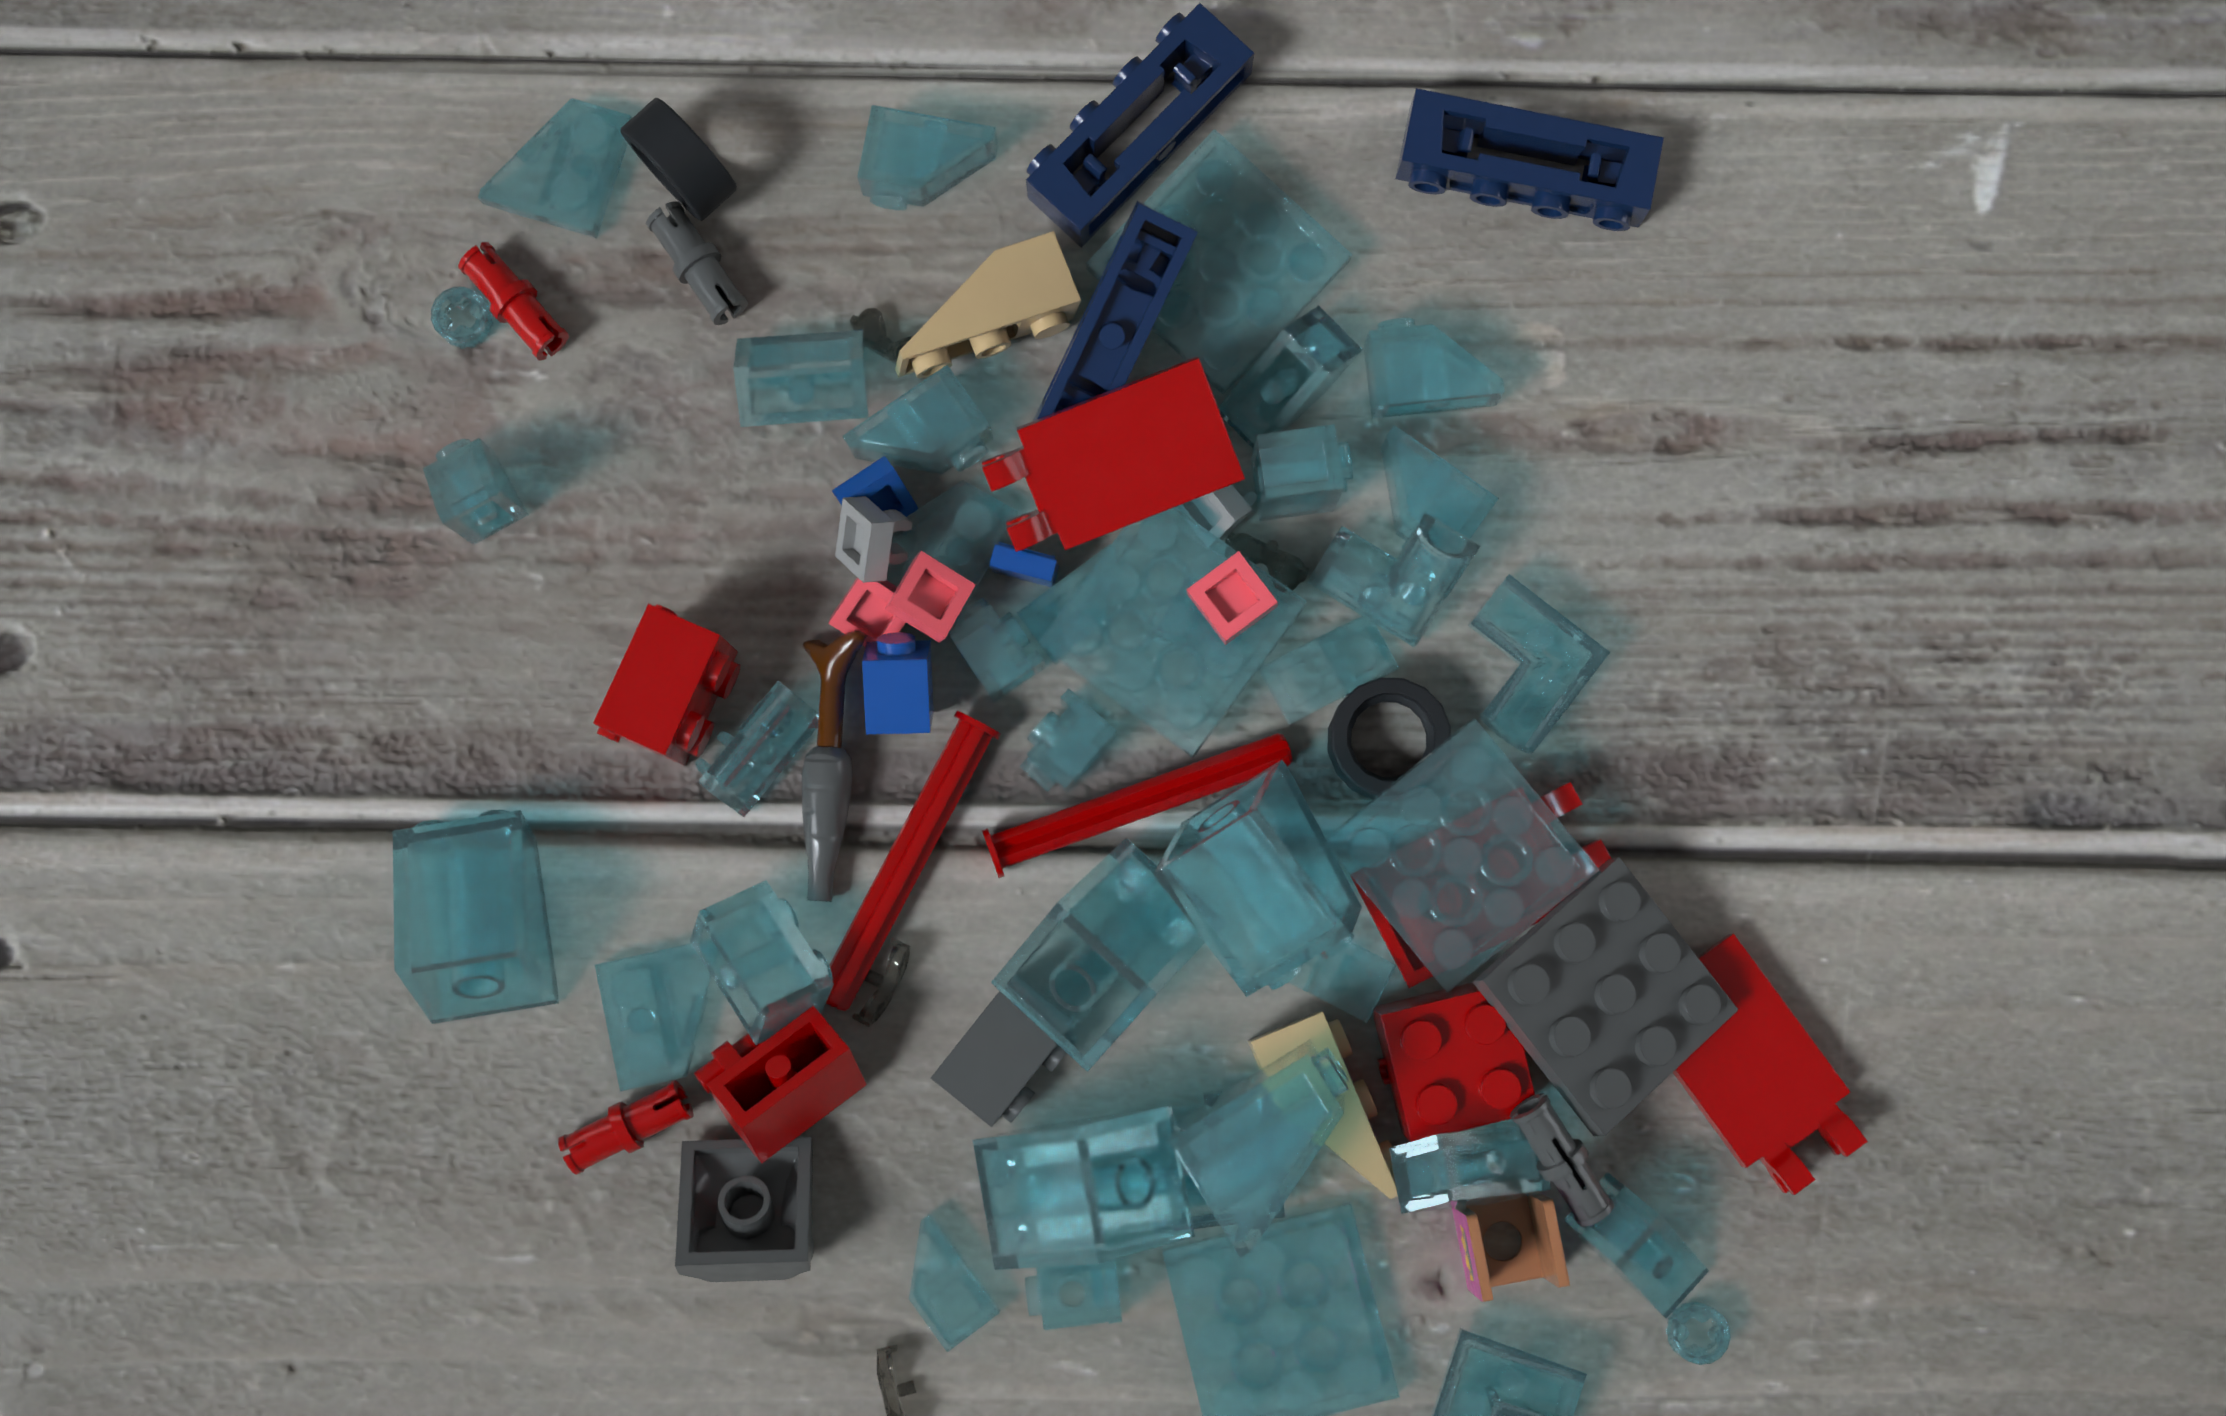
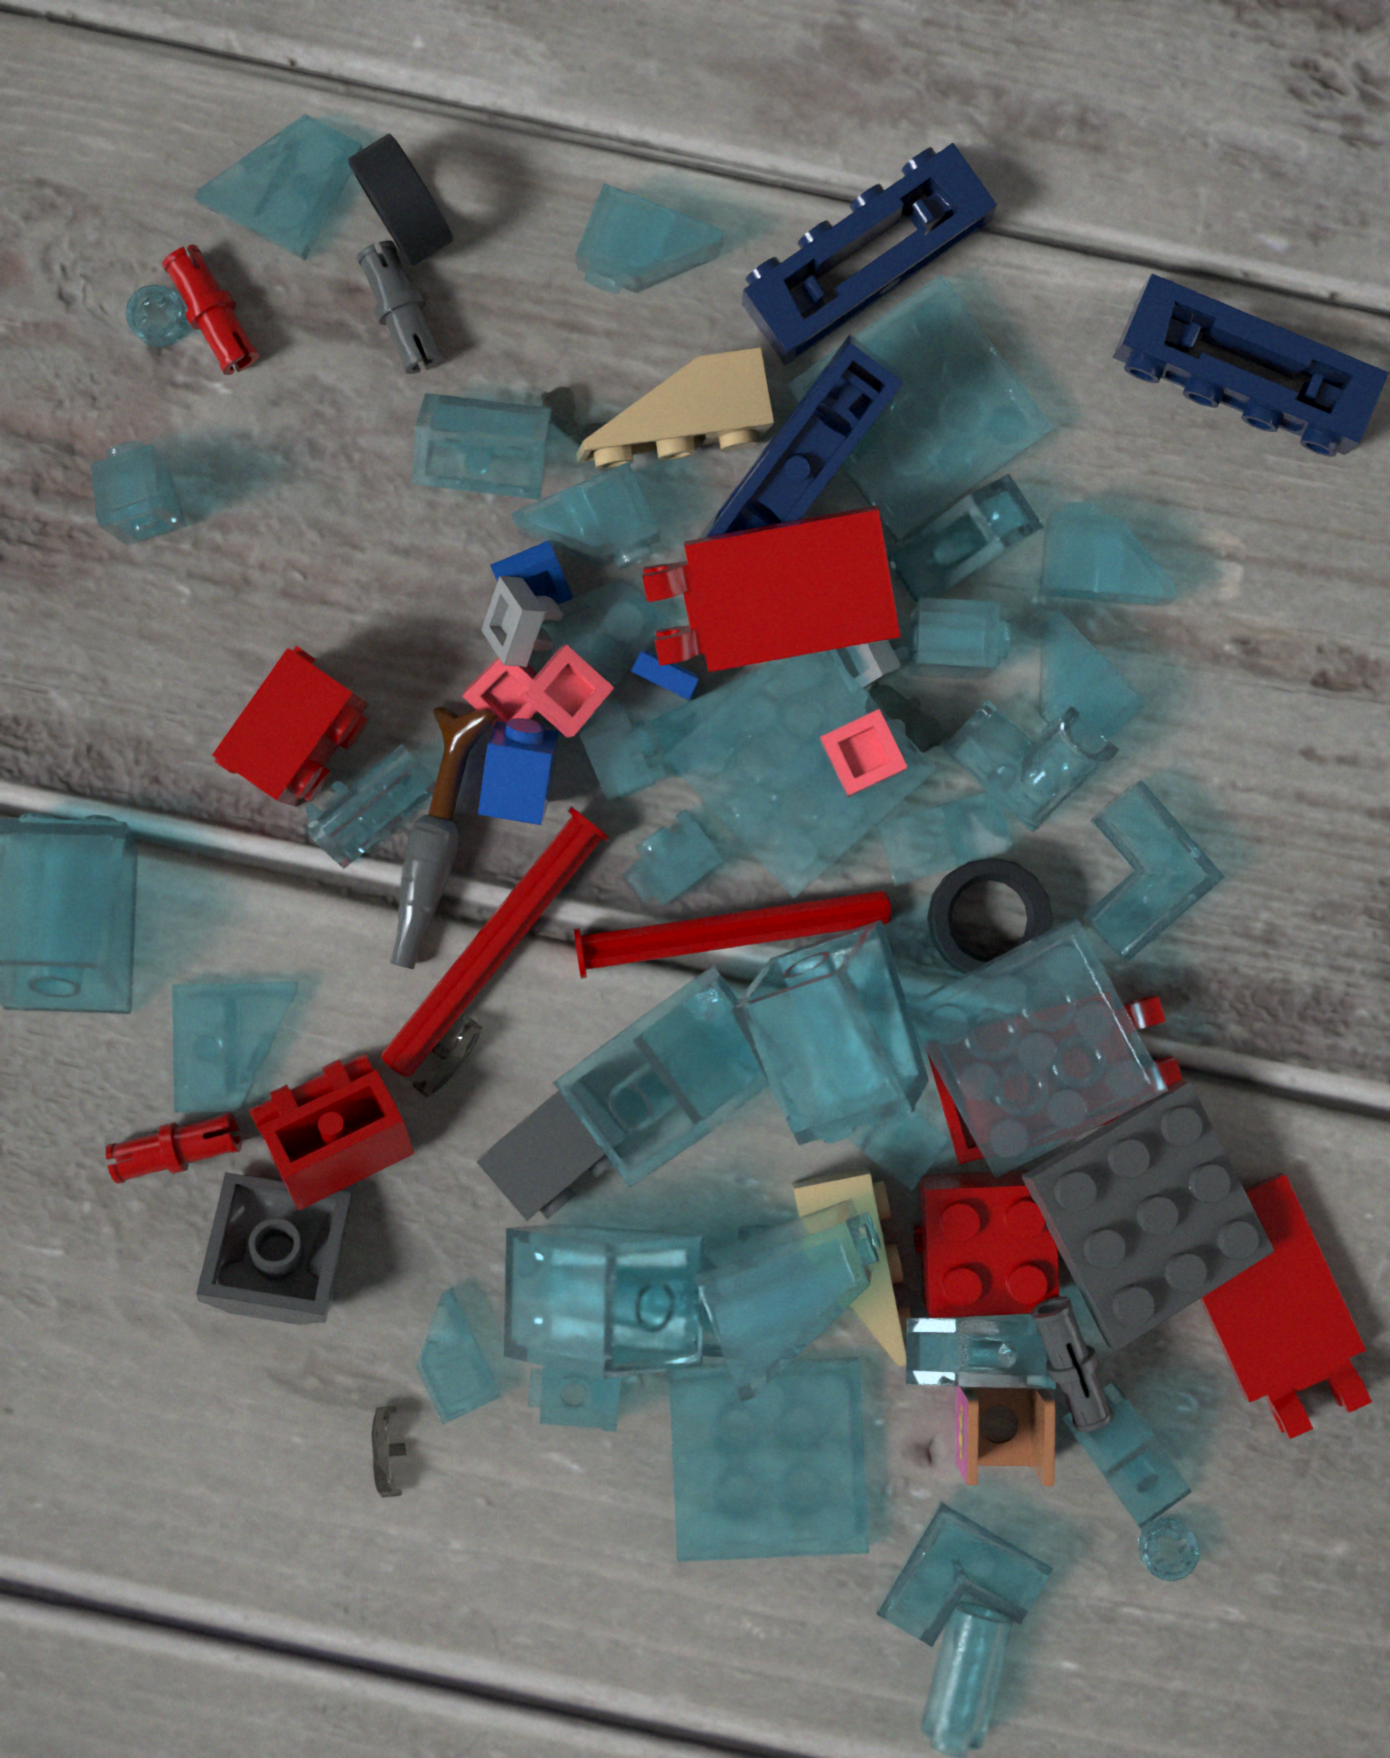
camera: 10 degrees right, 5 degrees up
(761, 960) = (334, 1015): clear light blue brick -> none

